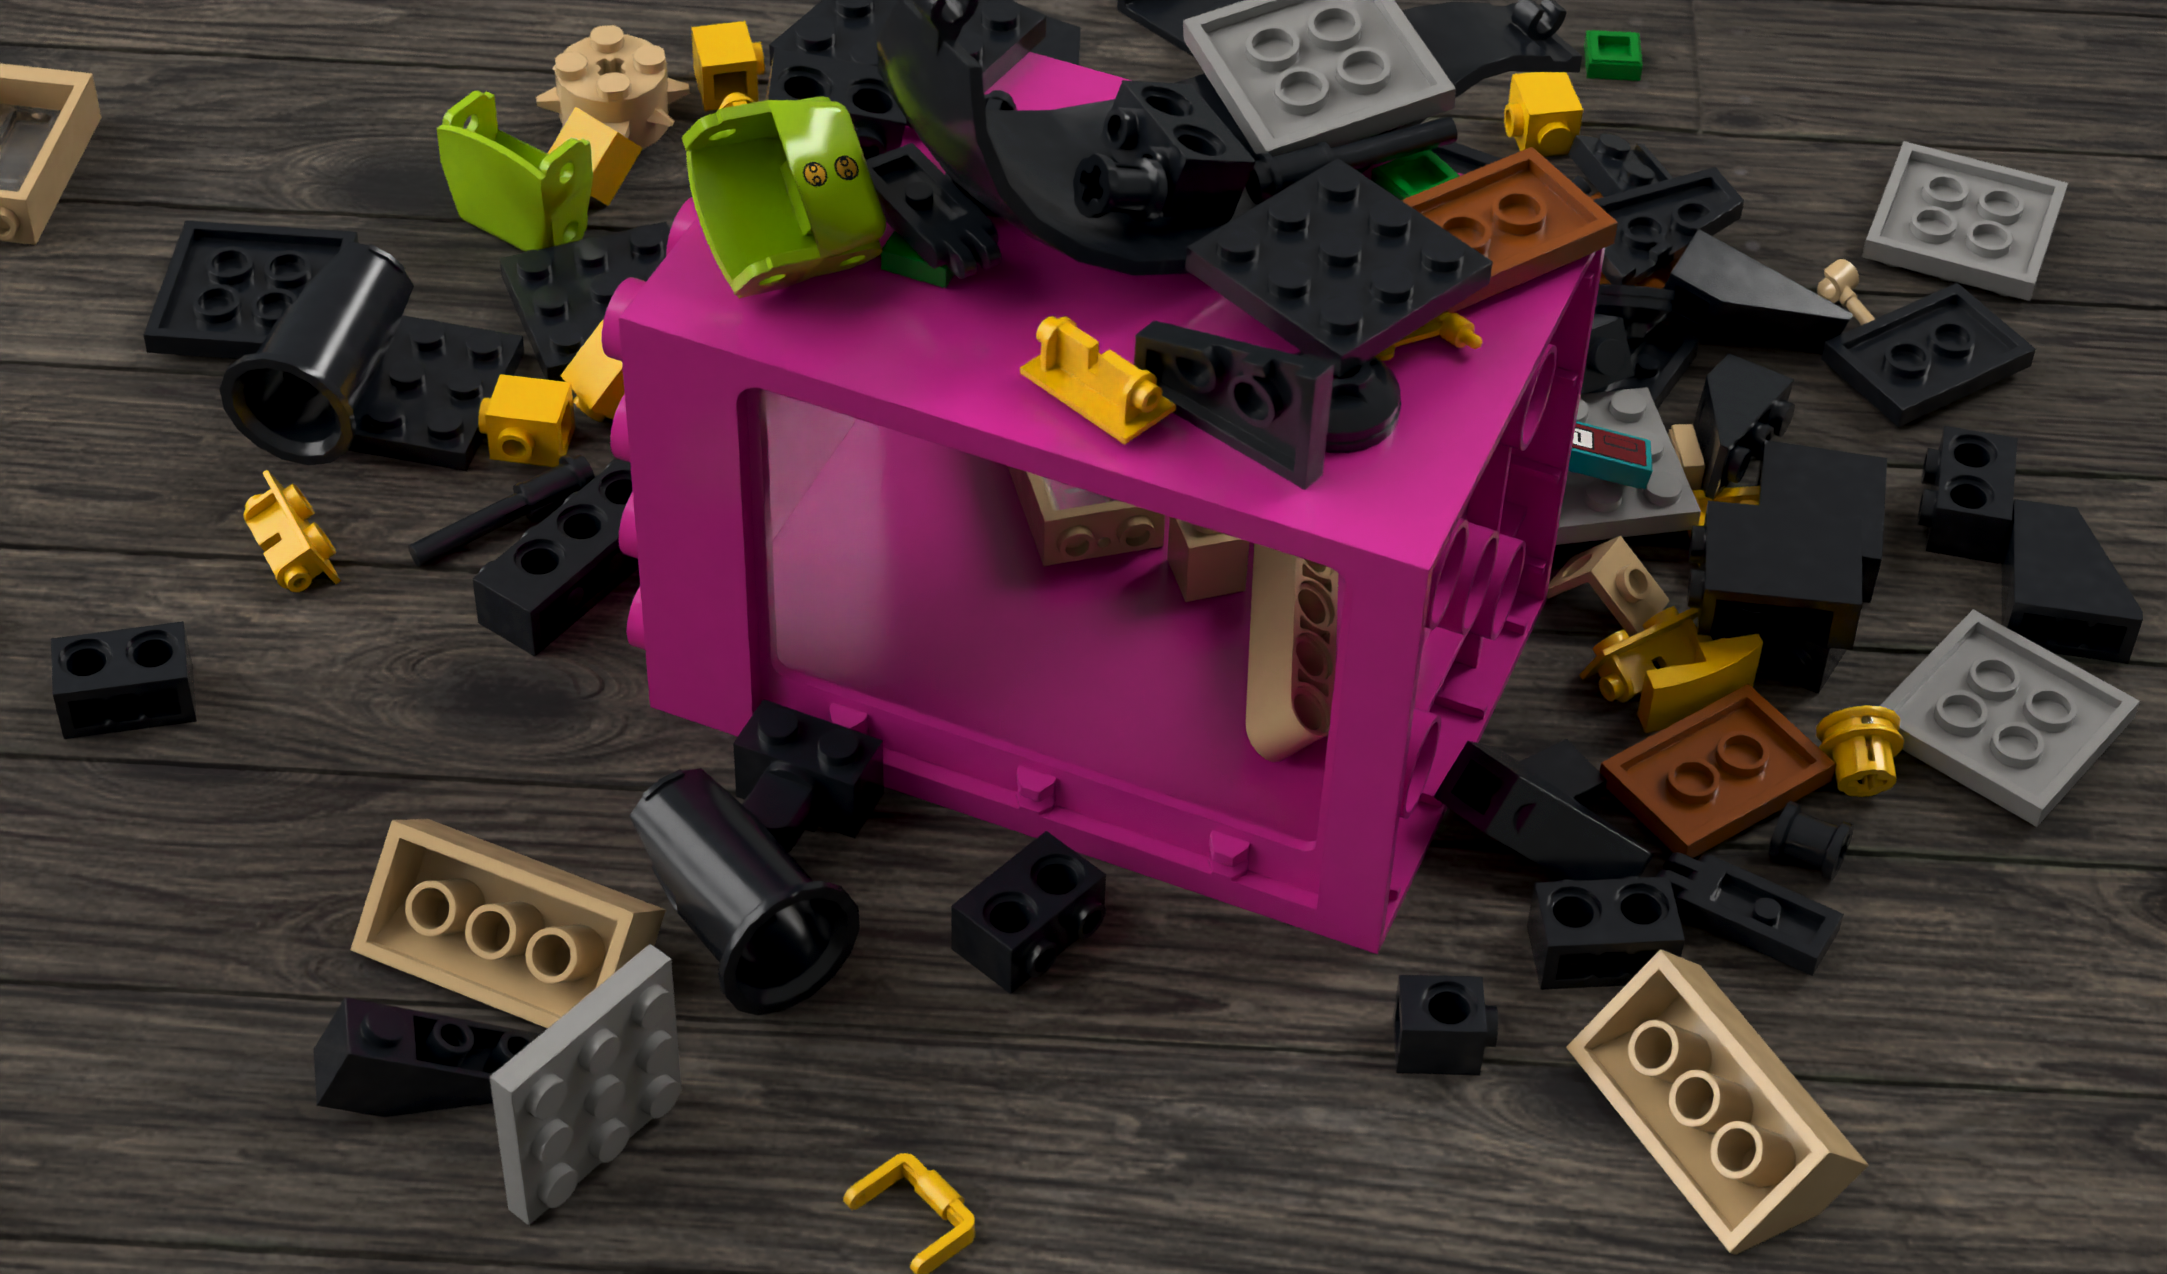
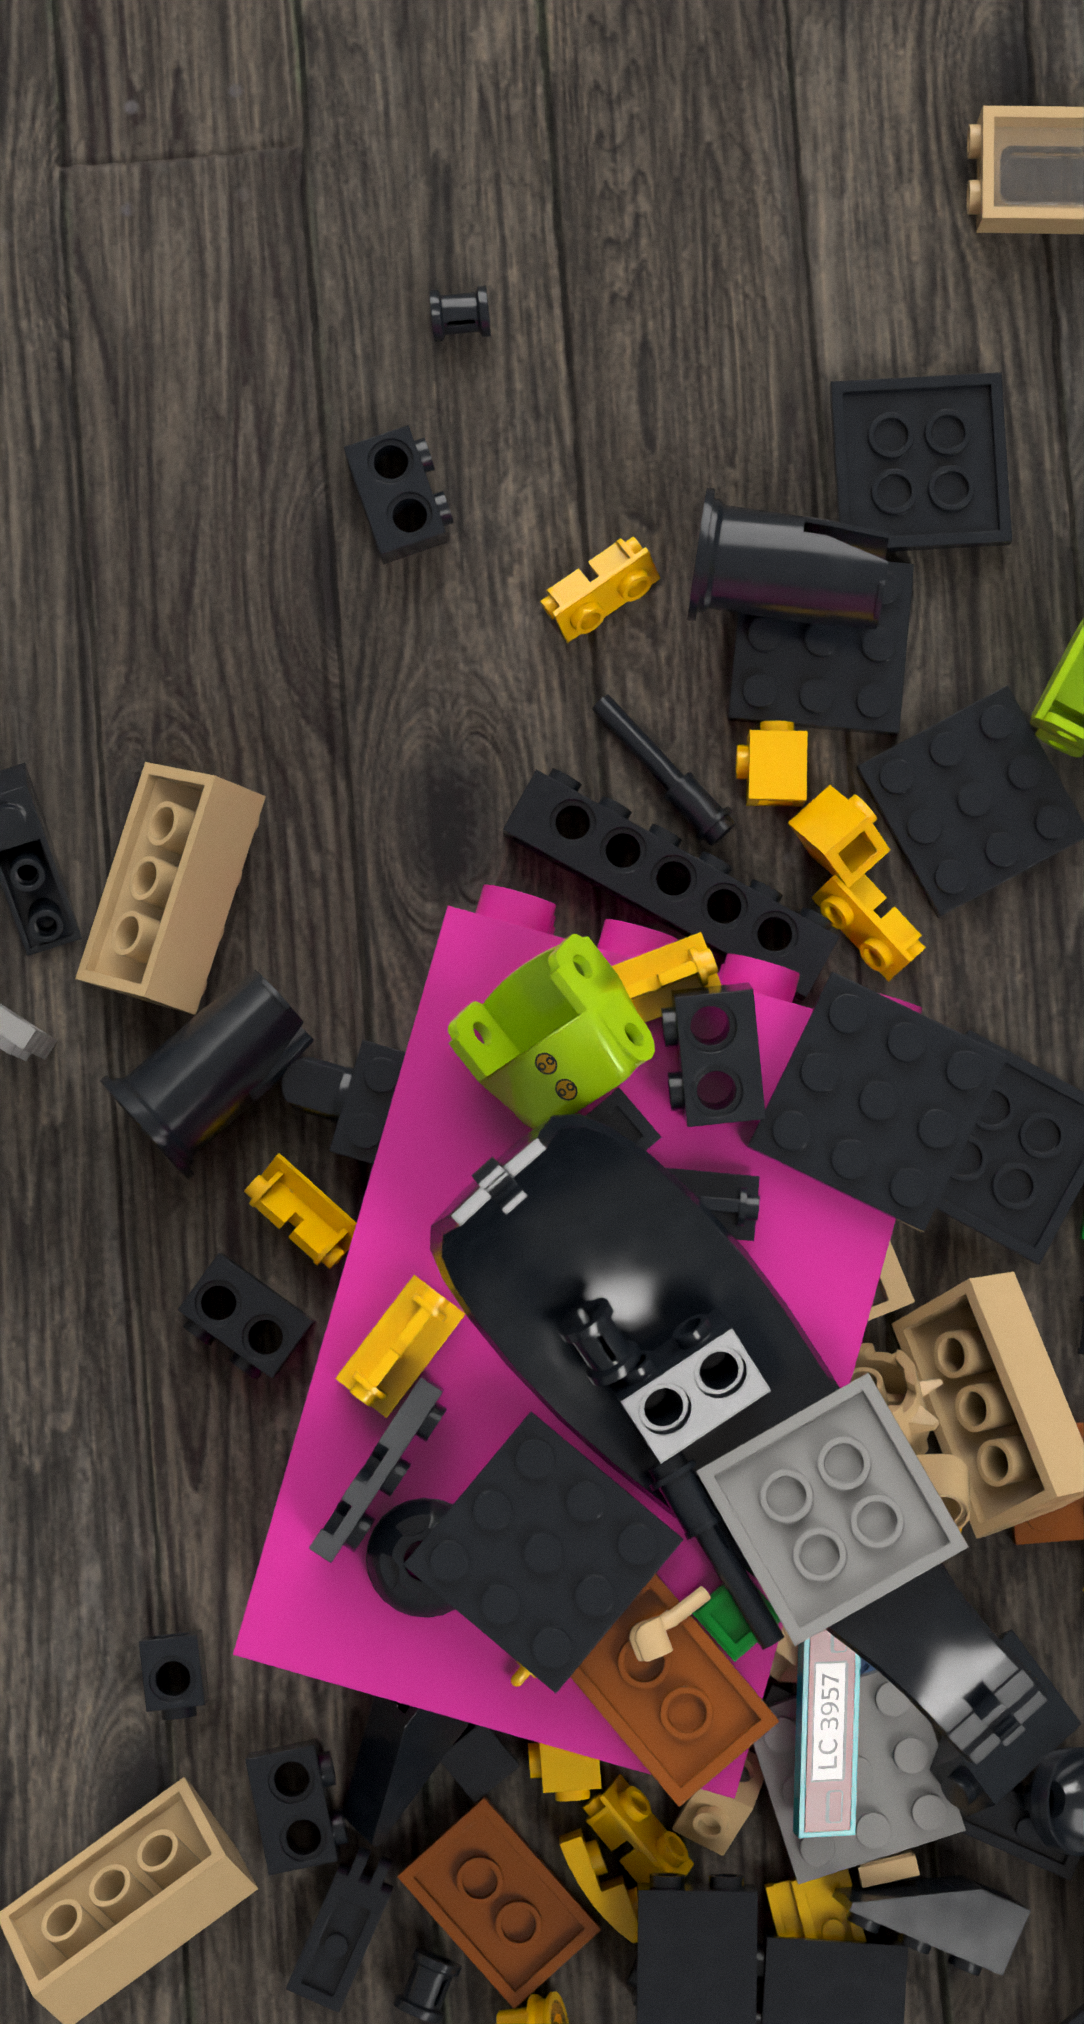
camera: 85 degrees right, 40 degrees up
(917, 848) = (288, 1195): none -> yellow hinge
(1433, 203) = (650, 1635): none -> tan hand
(1556, 692) = (564, 1772): none -> yellow brick

